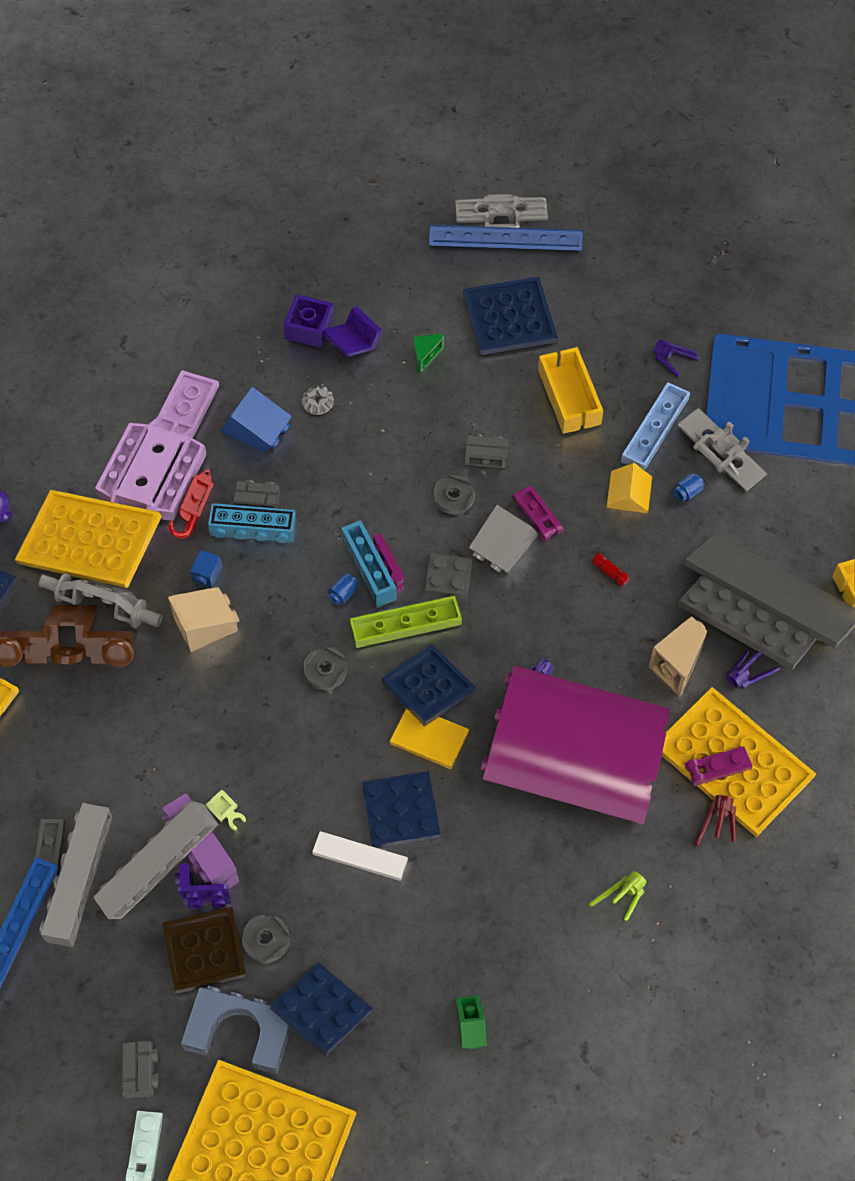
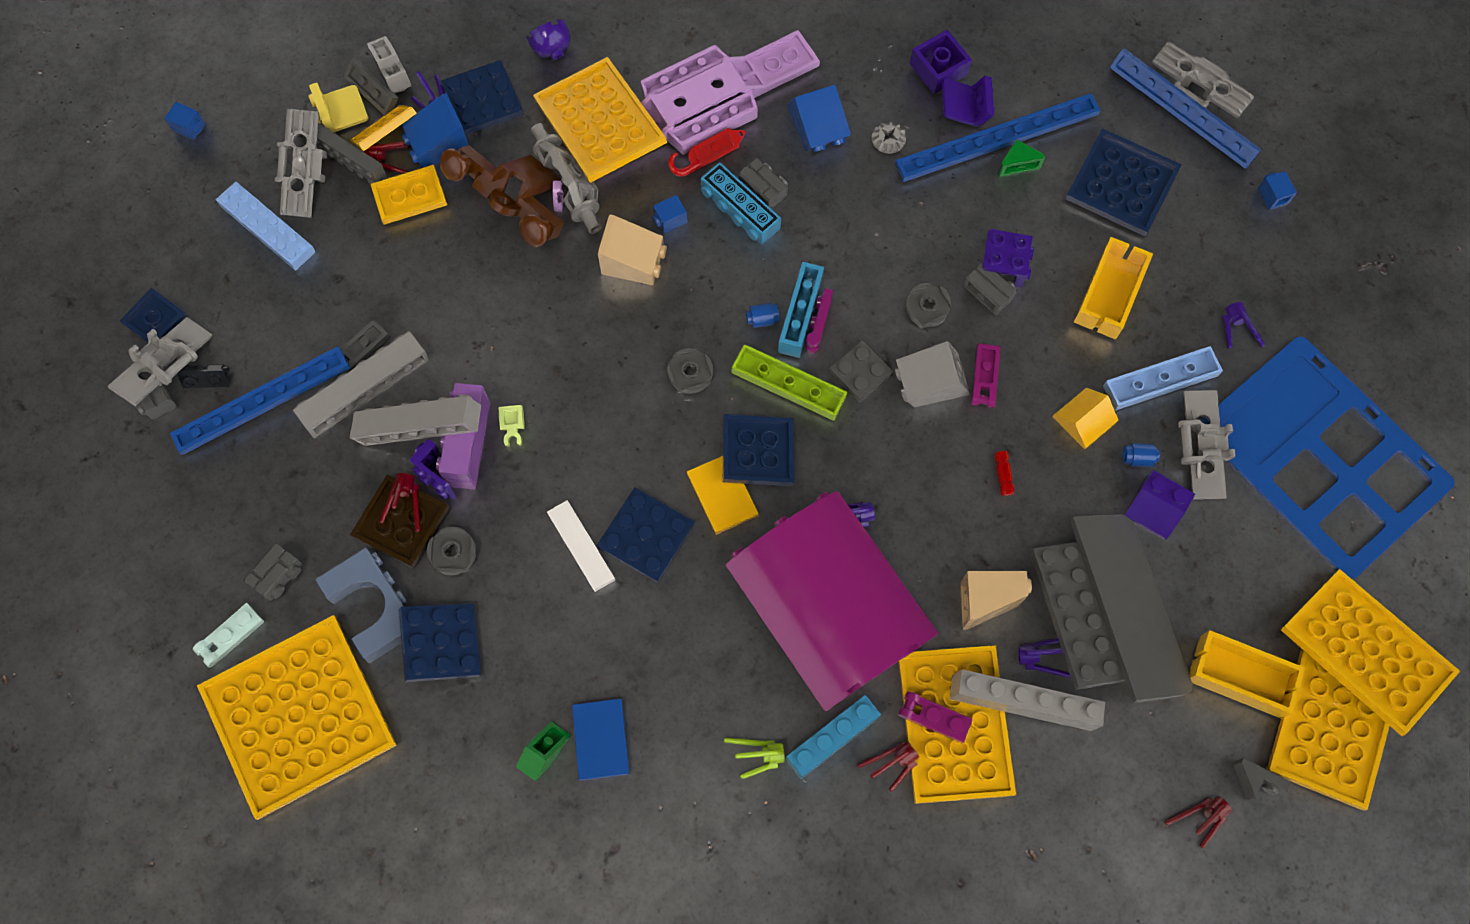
camera: 40 degrees right, 10 degrees up
(103, 618) = (558, 195): none -> lavender tile
(187, 919) = (403, 487): none -> dark red plant
(395, 347) = (997, 137): none -> blue plate
(480, 418) = (1008, 254): none -> dark purple bracket
(503, 979) = (600, 739): none -> blue tile
(615, 249) = (1277, 190): none -> blue brick
(663, 838) = (833, 737): none -> dark azure brick
(729, 510) = (1159, 504): none -> dark purple slope
(766, 704) = (1027, 700): none -> light grey brick

